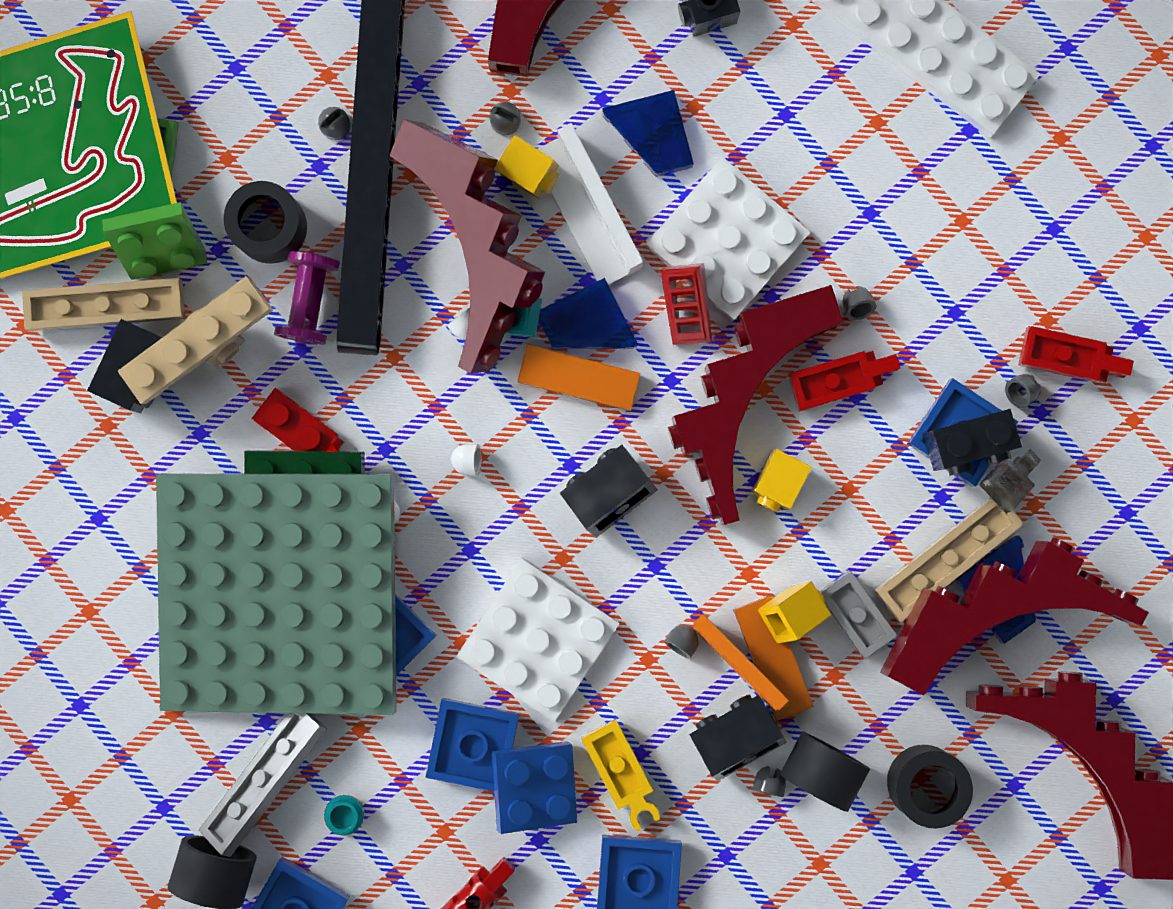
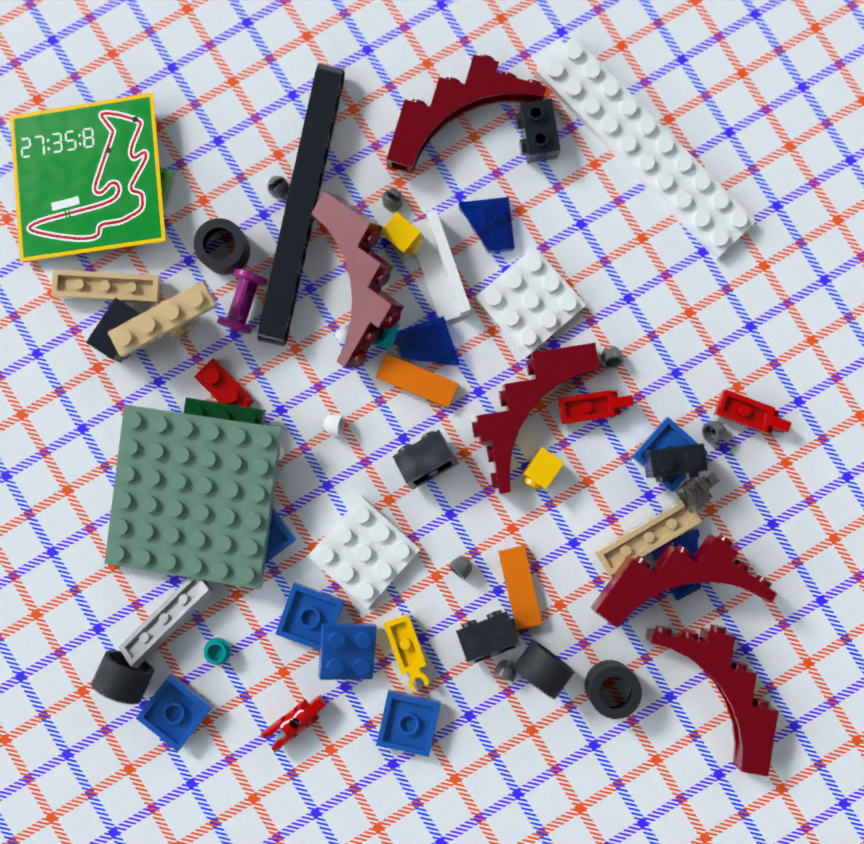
camera: 10 degrees right, 0 degrees up
(155, 241) = (146, 248): bright green plate -> none
(682, 272) = (506, 322): red slope -> none
(740, 664) = (497, 588): orange tile -> none
(794, 612) = (538, 559): yellow brick -> none
(857, 614) = (580, 566): light grey plate -> none

